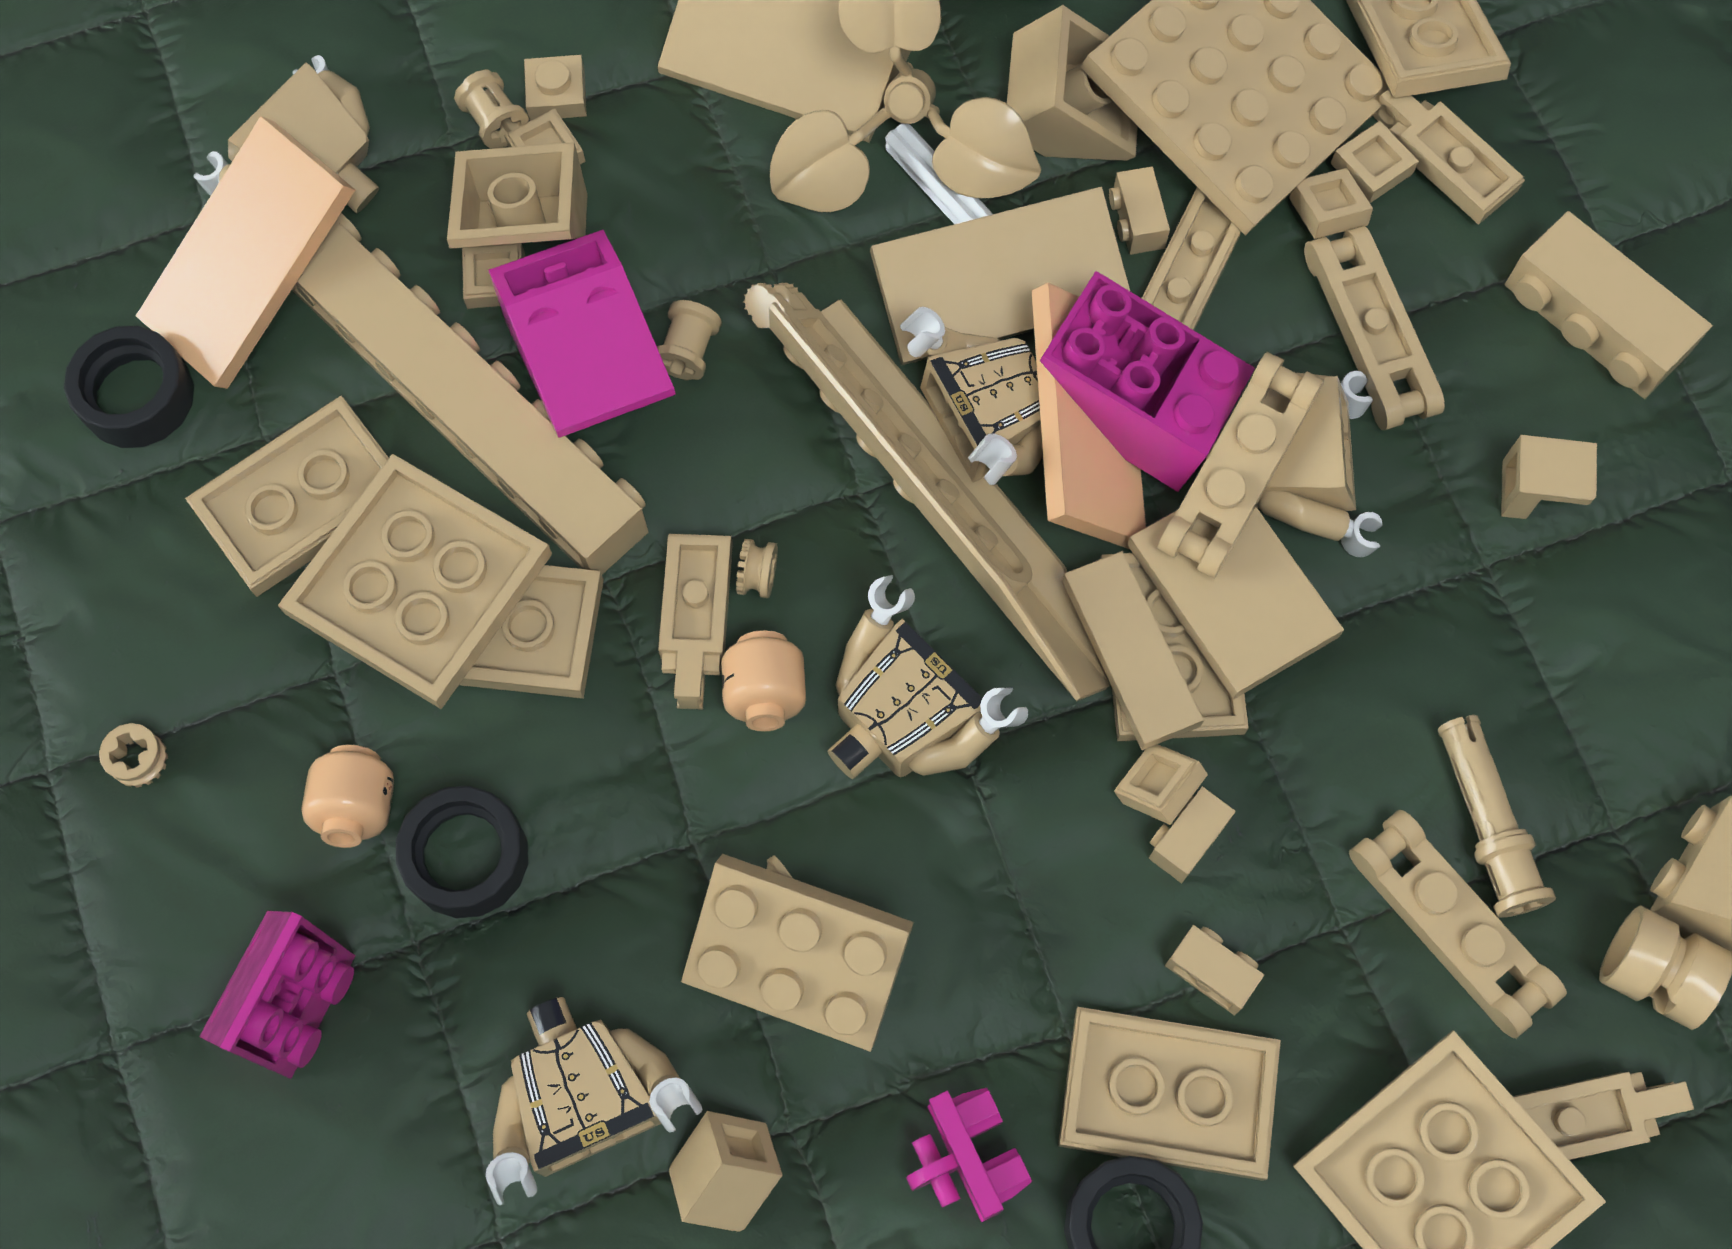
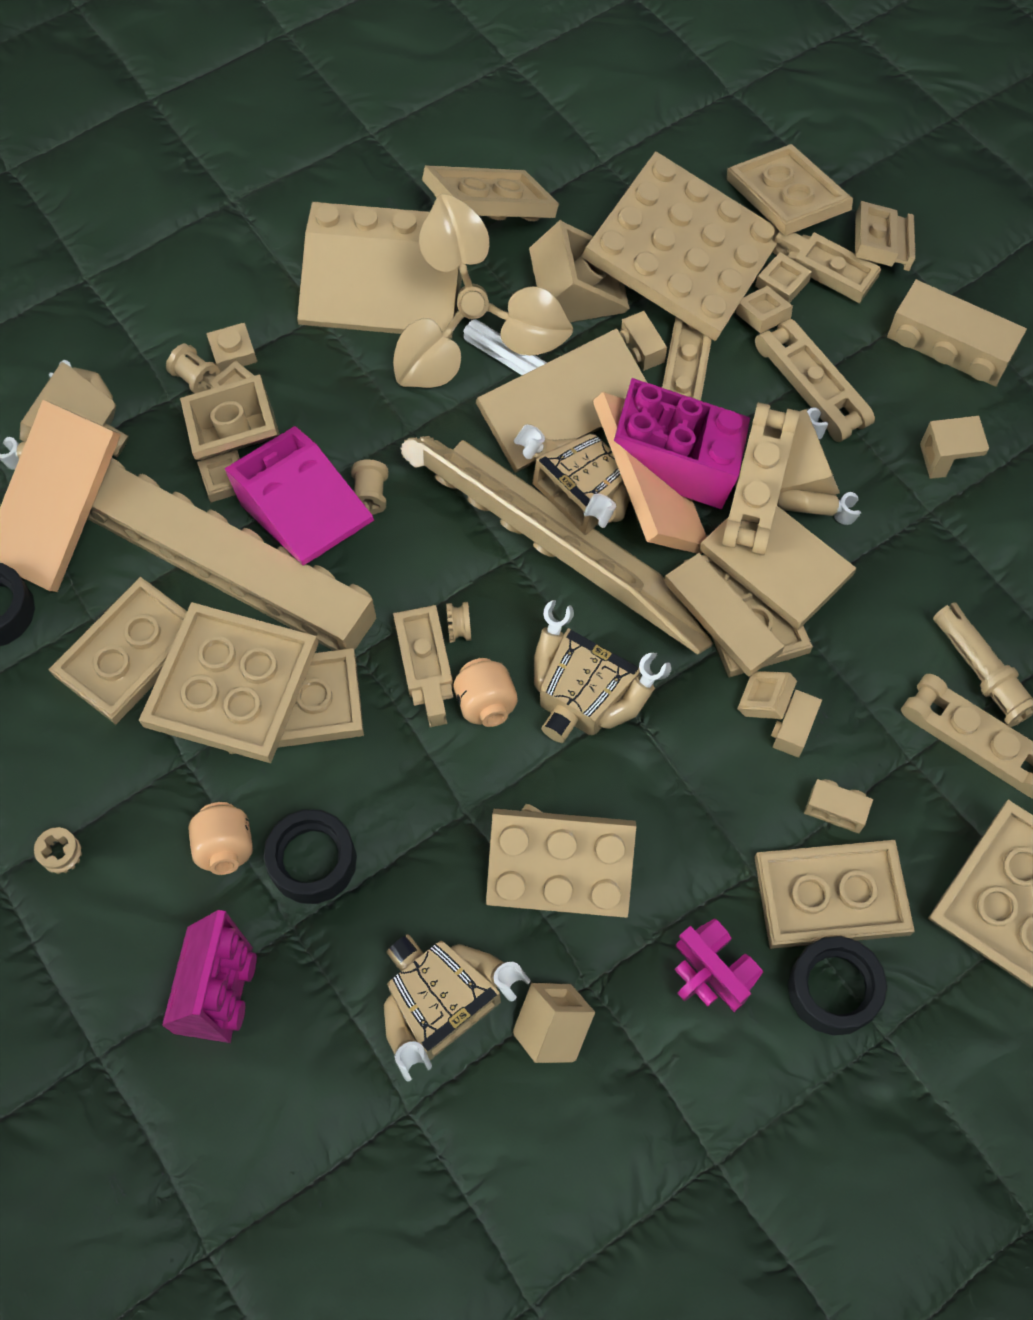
camera: 15 degrees left, 5 degrees down
(1545, 129) = (884, 236): none -> tan plate

